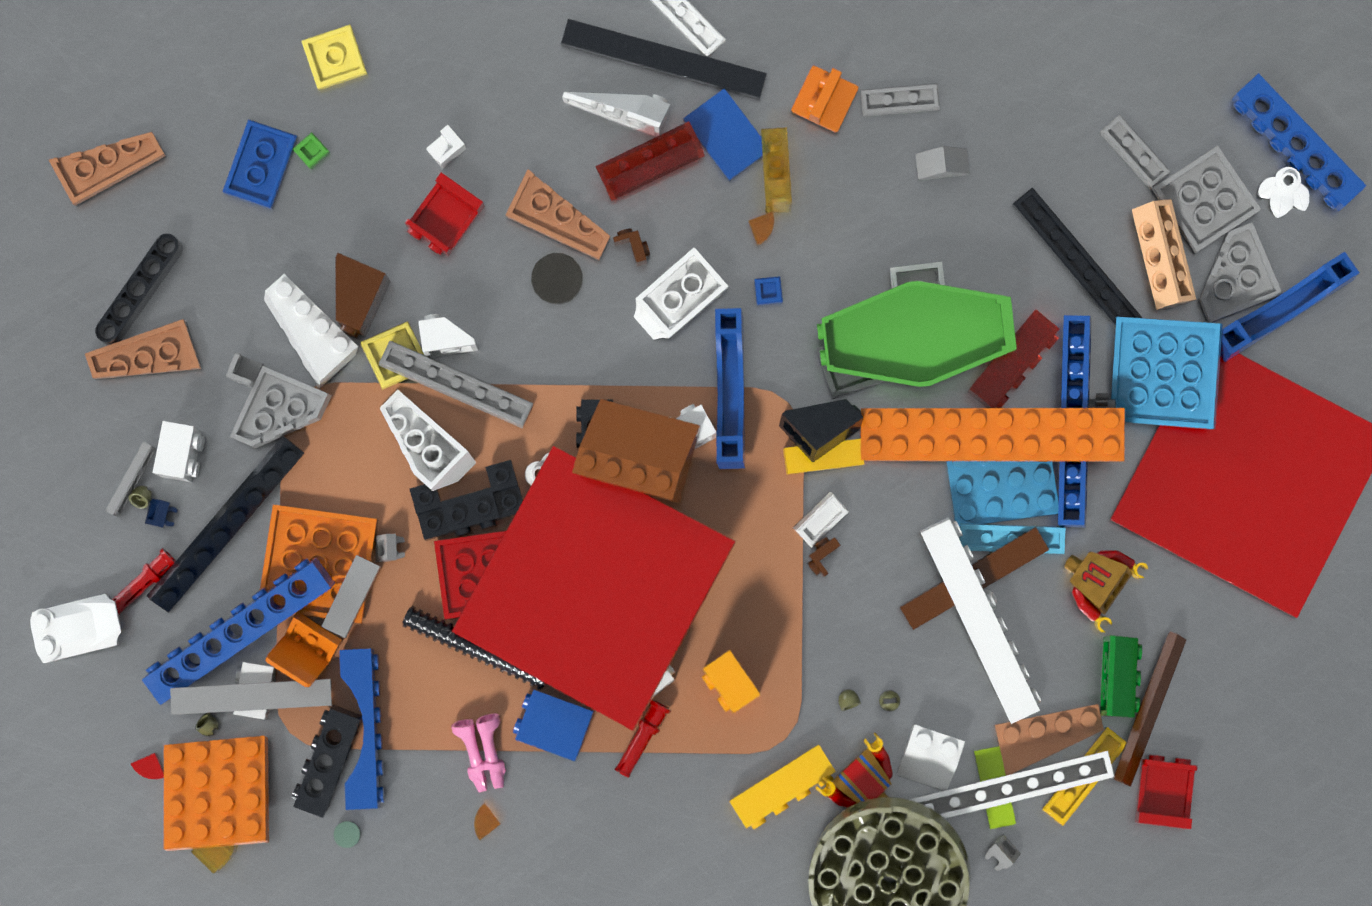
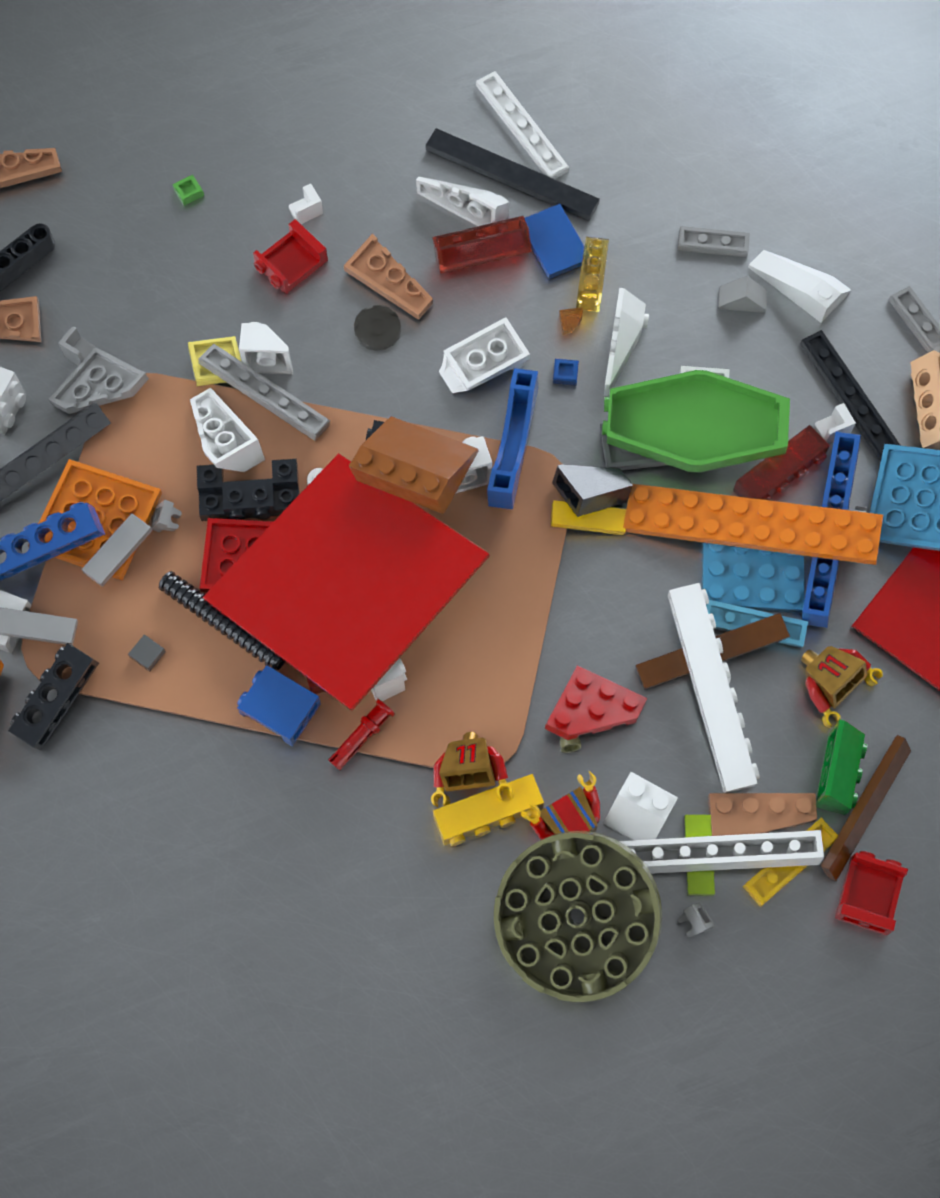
camera: 10 degrees right, 15 degrees down
(260, 164) = (141, 192): blue tile -> none
(304, 650) = (61, 590): orange bracket -> none
(310, 331) = (145, 324): white wedge -> none
(334, 57) = (228, 124): light yellow tile -> none
(347, 834) = (54, 772): sand green tile -> none
(357, 295) = (196, 301): reddish brown slope -> none
(358, 672) = (81, 723): blue arch -> none
(407, 695) = (146, 652): none -> dark grey tile
(466, 731) = (213, 736): bright pink piece -> none
(485, 822) = (190, 788): clear orange tile -> none
(639, 248) = (450, 304): reddish brown bracket -> none
(730, 682) = (457, 691): light orange brick -> none
(756, 751) = (467, 766): none -> pearl gold torso
(820, 519) = (575, 572): white tile -> none
(823, 548) = (571, 599): reddish brown bracket -> none
(824, 229) = (627, 330): none -> white wedge
(825, 98) = (648, 226): orange bracket -> none
(865, 659) = (593, 706): none -> plate
(889, 695) = (609, 756): olive hinge -> none
(1007, 134) = (805, 286): none -> white wedge
(1061, 298) = (838, 422): none -> white panel

